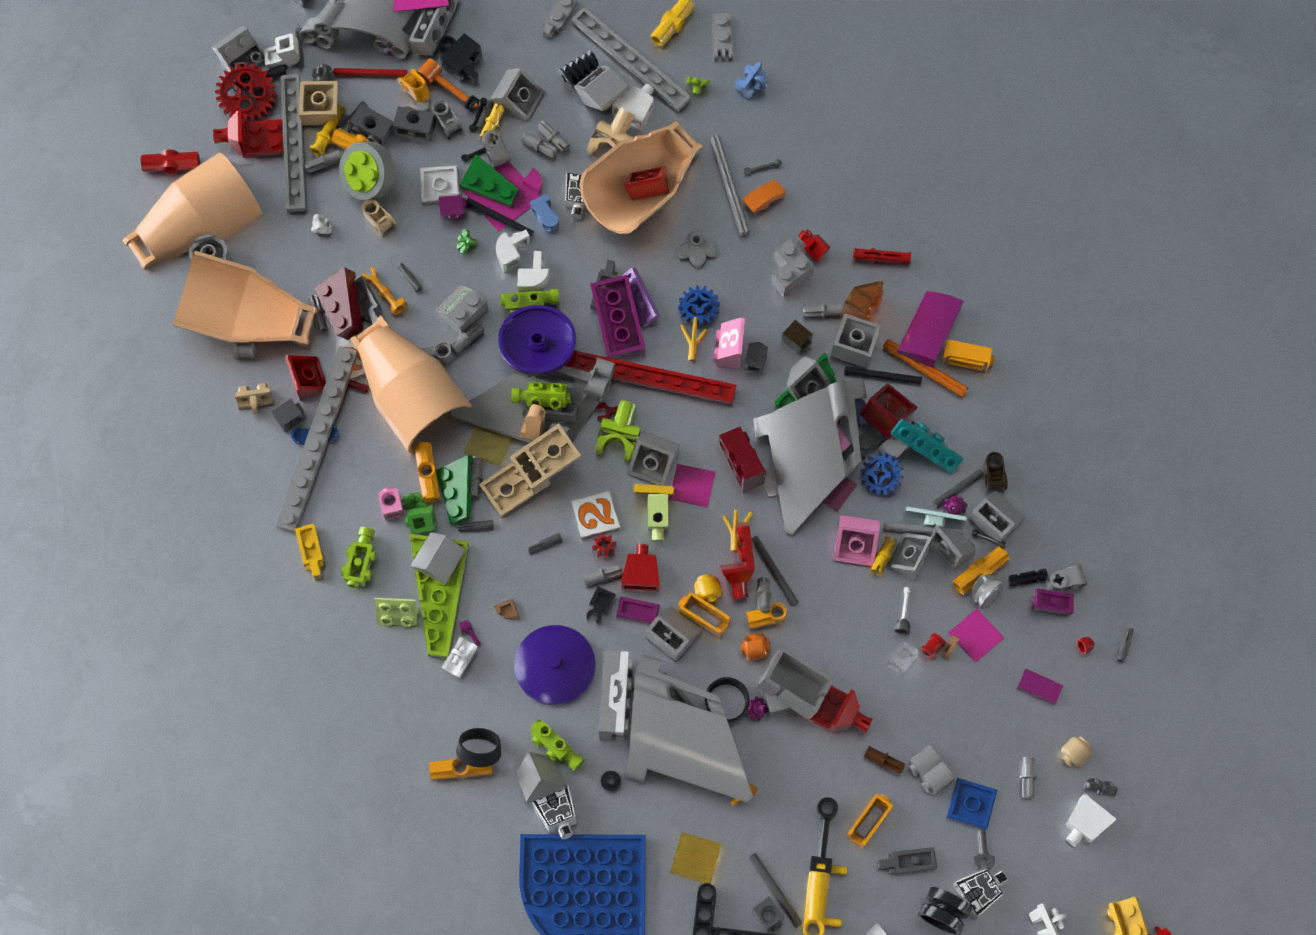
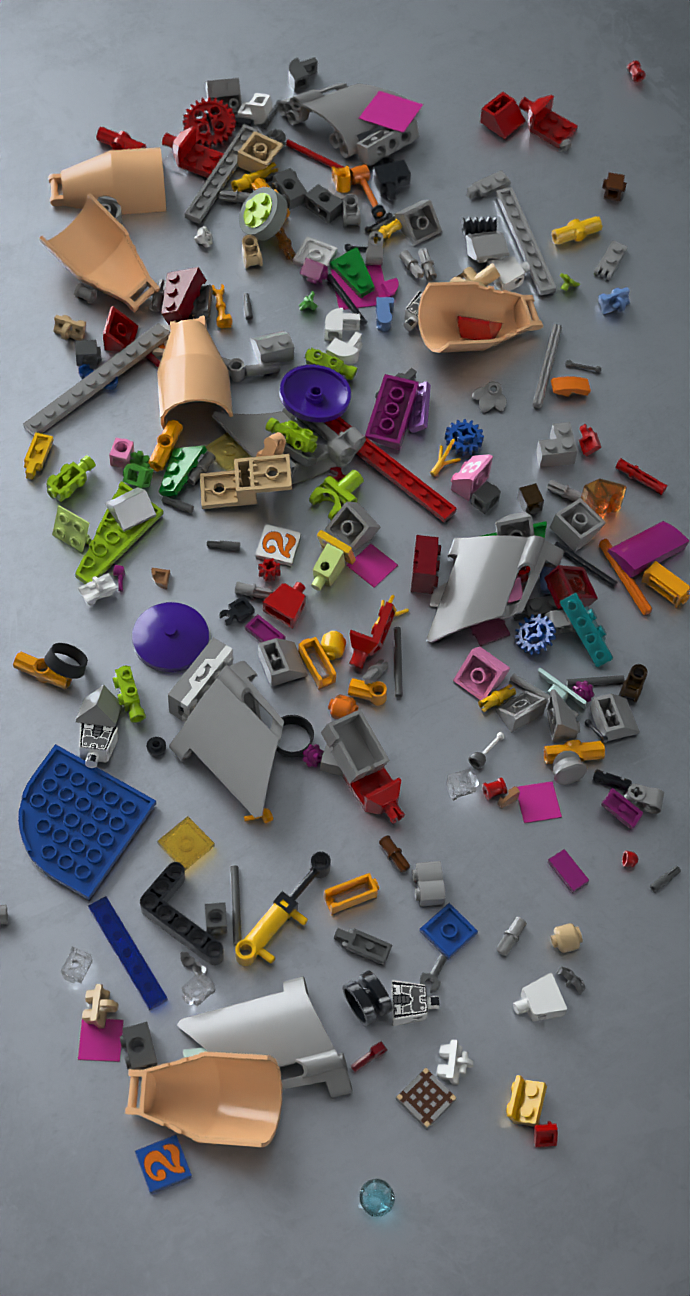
camera: 25 degrees right, 10 degrees down
(404, 189) = (285, 244): none -> clear orange pin

